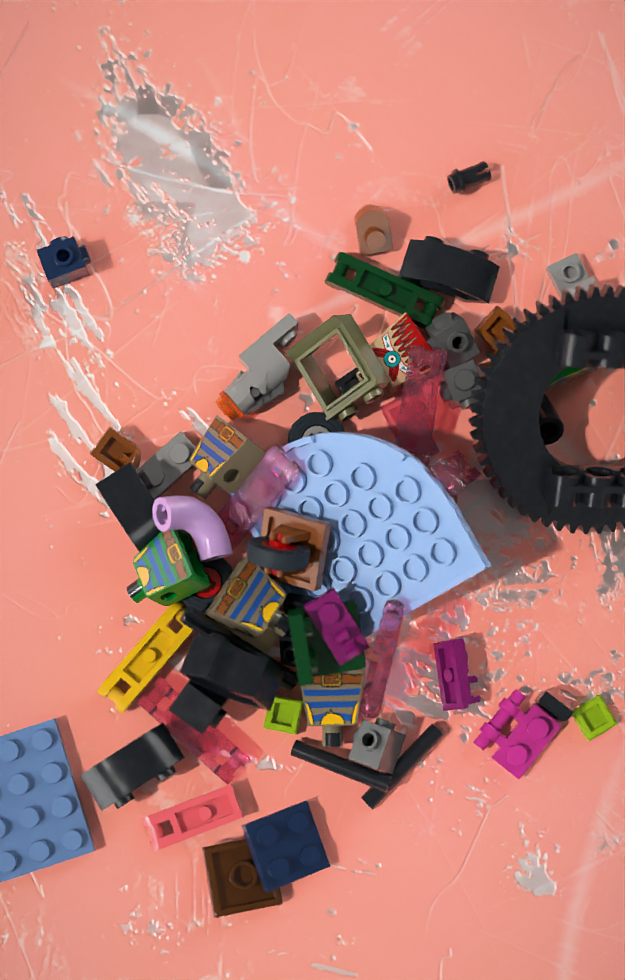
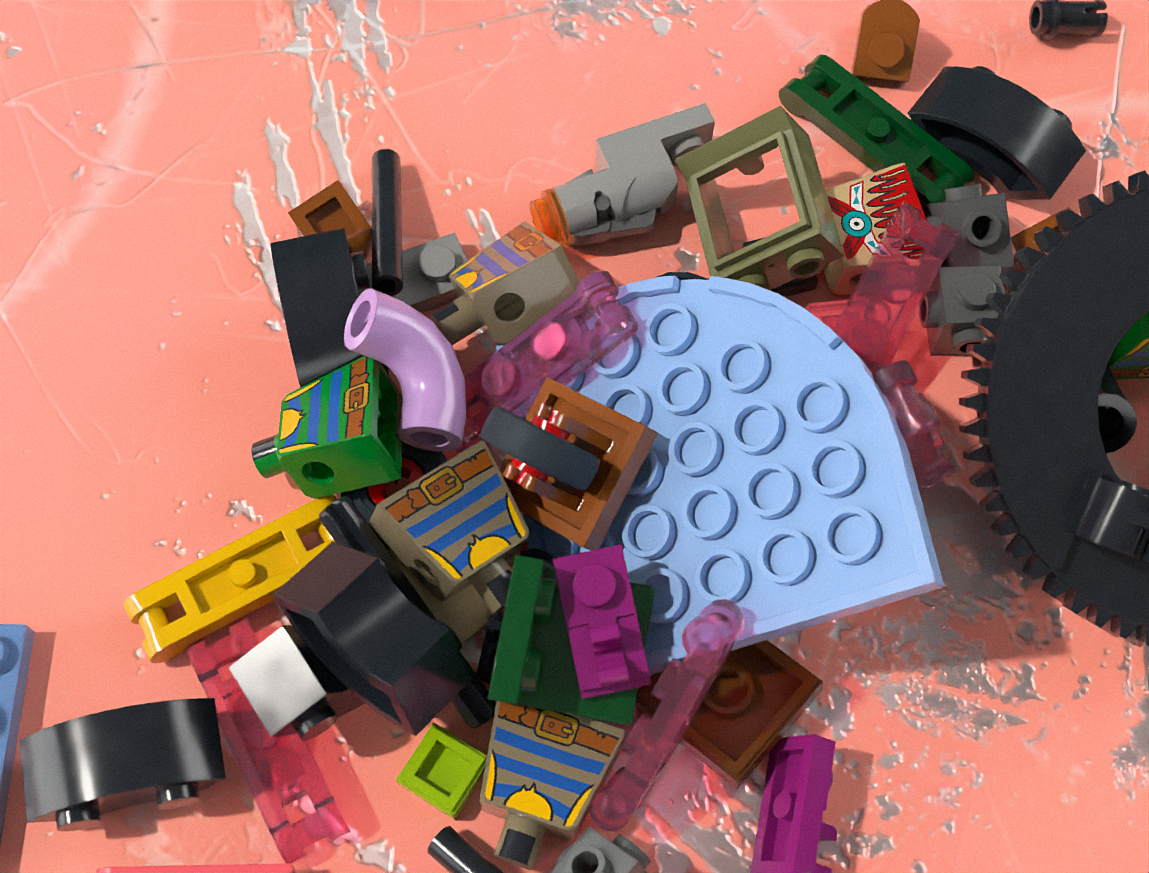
camera: 20 degrees right, 15 degrees down
(143, 440) = (386, 222): none -> black piece
(417, 637) = (745, 709): none -> reddish brown plate

